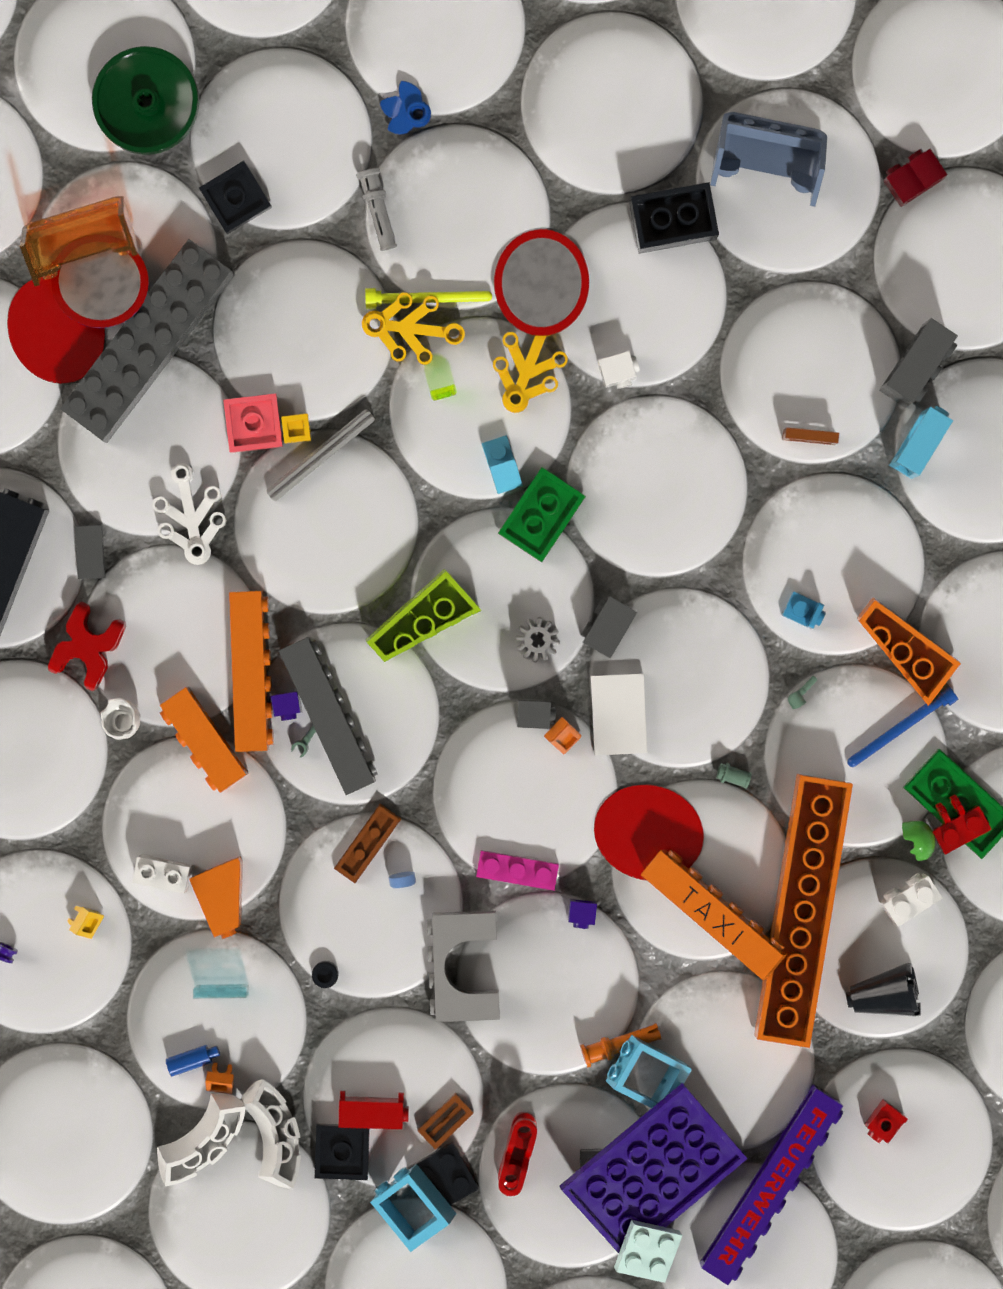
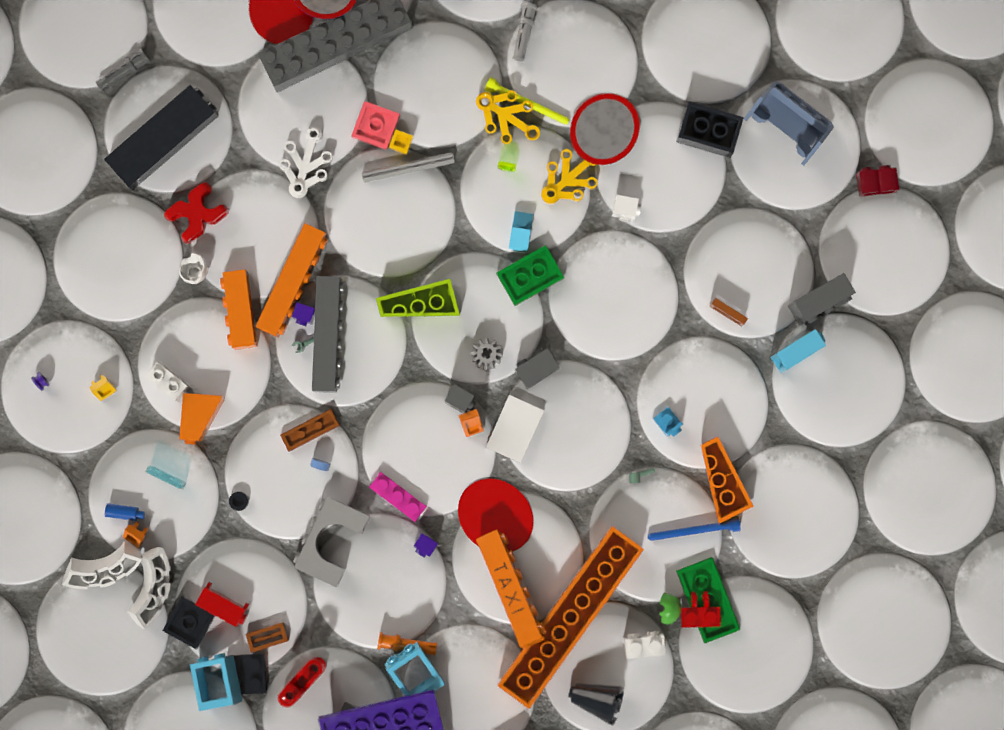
camera: 25 degrees right, 5 degrees down
(90, 552) = (230, 155): dark grey tile -> none
(733, 775) = (569, 506): sand green pin -> none

